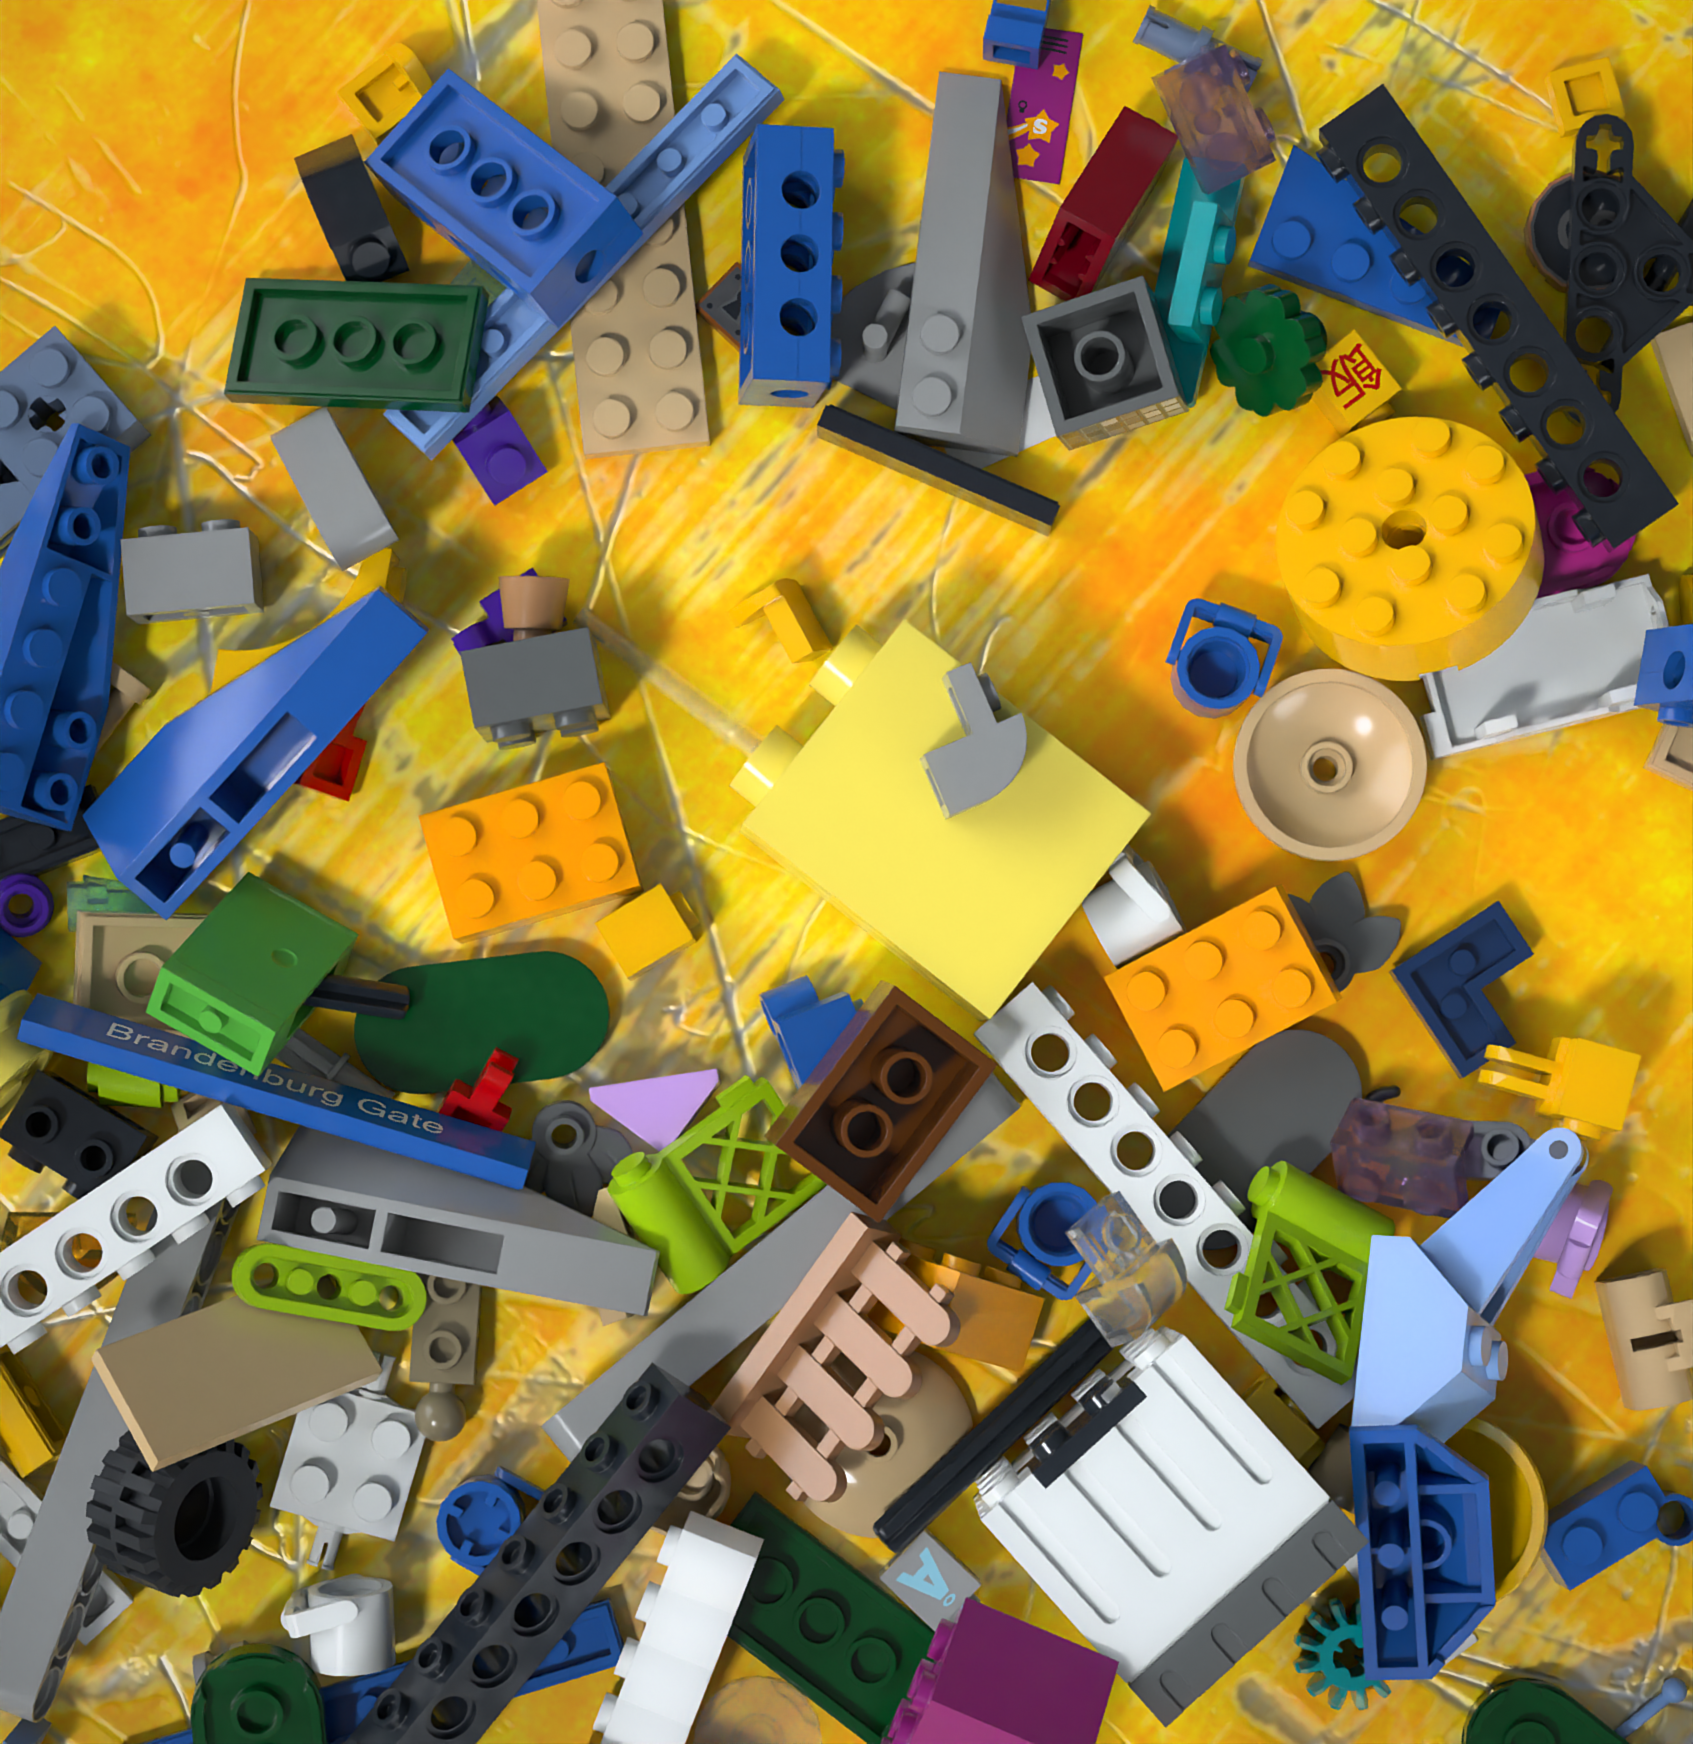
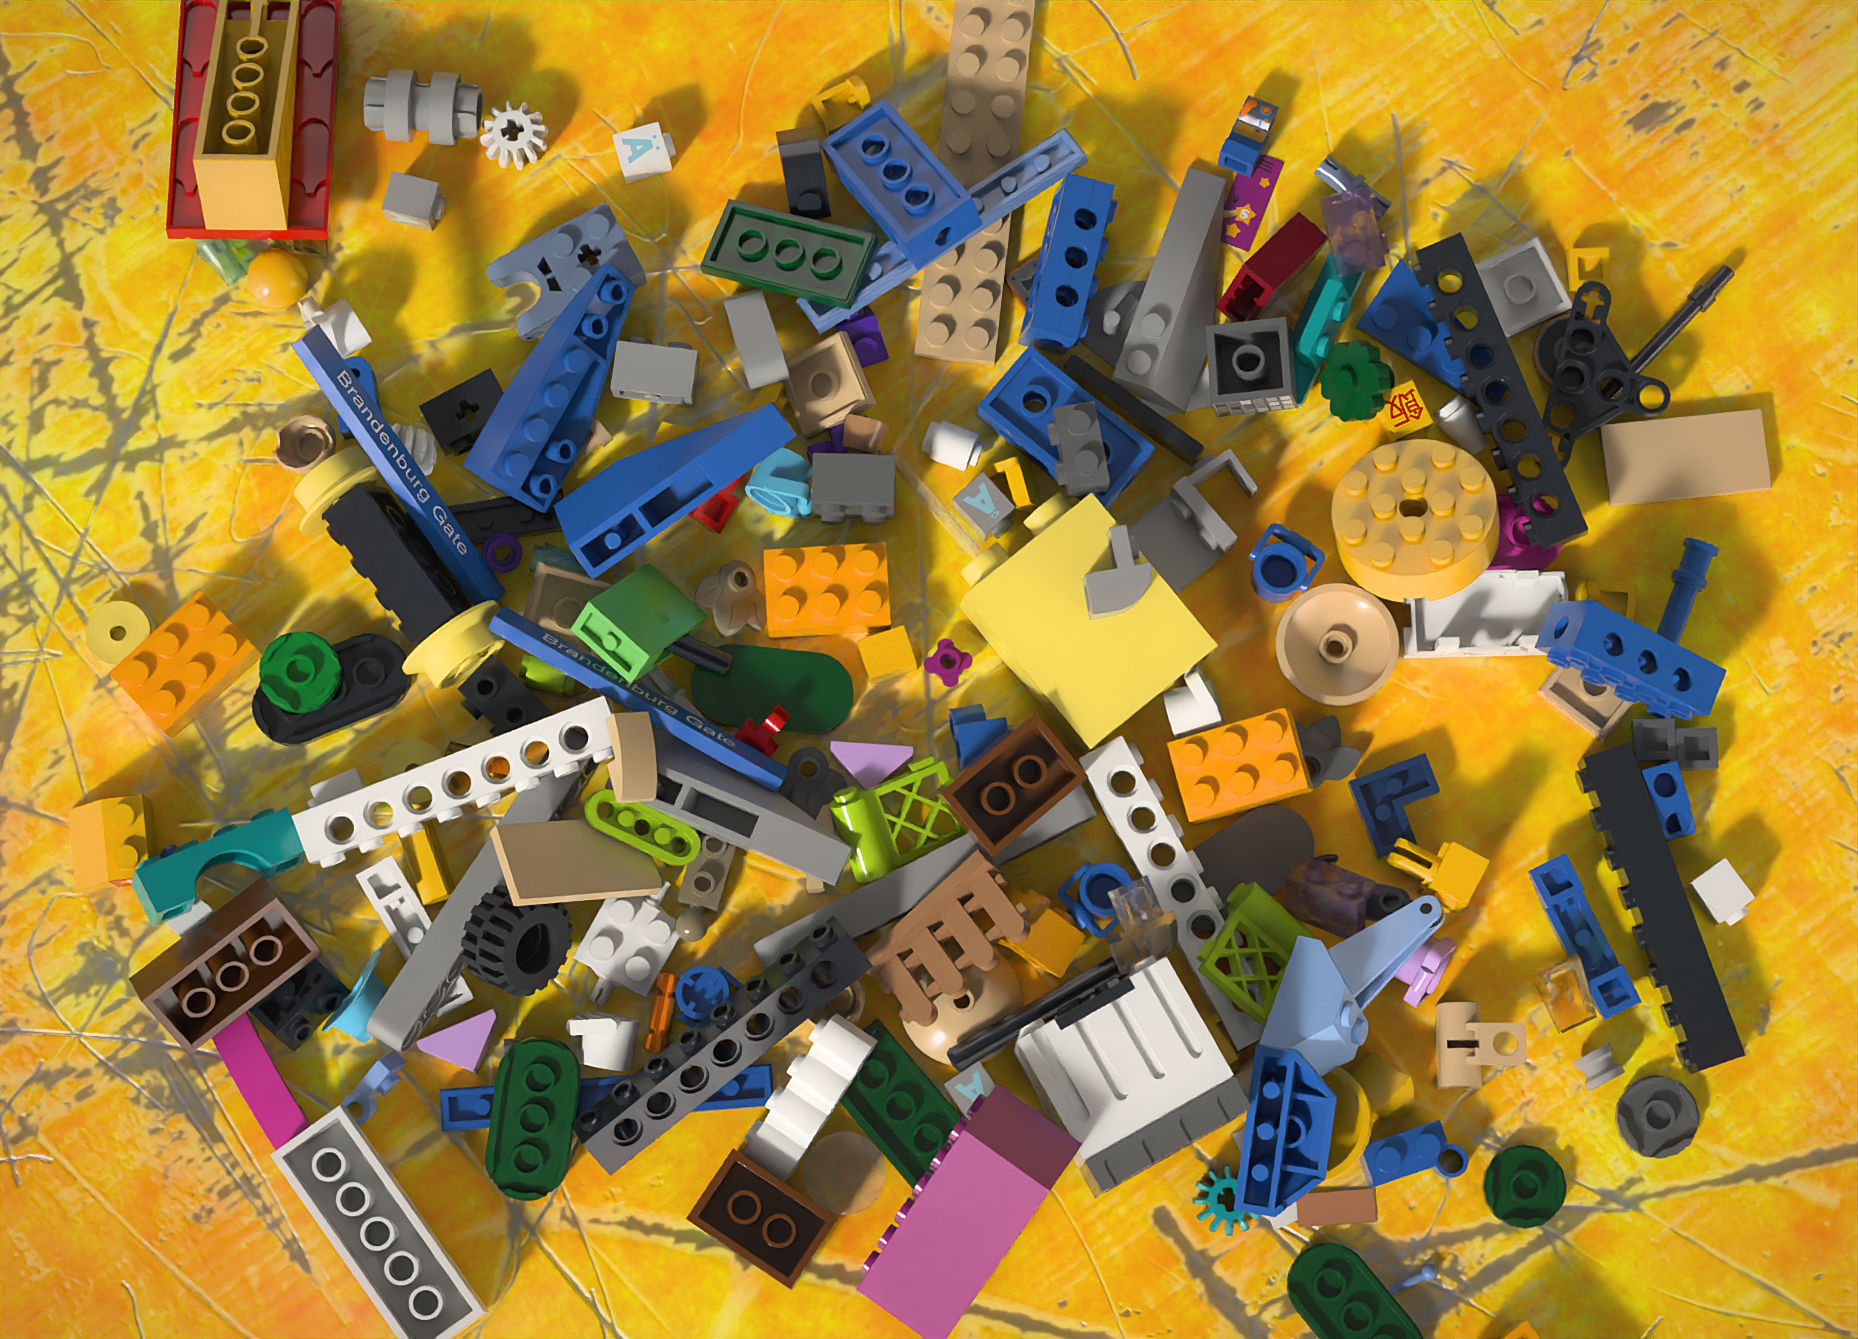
camera: 10 degrees right, 5 degrees down
(98, 233) = (644, 151): none -> white brick
(134, 1679) = (464, 1042): none -> lavender slope
(291, 1191) = (634, 766): none -> tan slope
(389, 906) = (733, 604): none -> dark tan plate
(425, 705) = (782, 482): none -> medium azure piece
(425, 1561) = (661, 1013): none -> orange axle
(460, 535) = (826, 385): none -> tan tile
(673, 585) = (952, 445): none -> white brick
(745, 672) = (984, 508): none -> light grey brick
(746, 940) = (951, 674): none -> magenta plate
(837, 484) = (1040, 380): none -> blue brick
(872, 554) = (1080, 449): none -> dark grey brick
(1054, 650) = (1182, 536): none -> light grey bracket
(1075, 529) = (1210, 466): none -> light grey bracket
(1440, 379) = (1460, 424): none -> white cone
(1493, 145) = (1524, 287): none -> white tile
(1520, 1624) = (1336, 1208): none -> nougat sticker
(1547, 1427) = (1386, 1088): none -> yellow tile

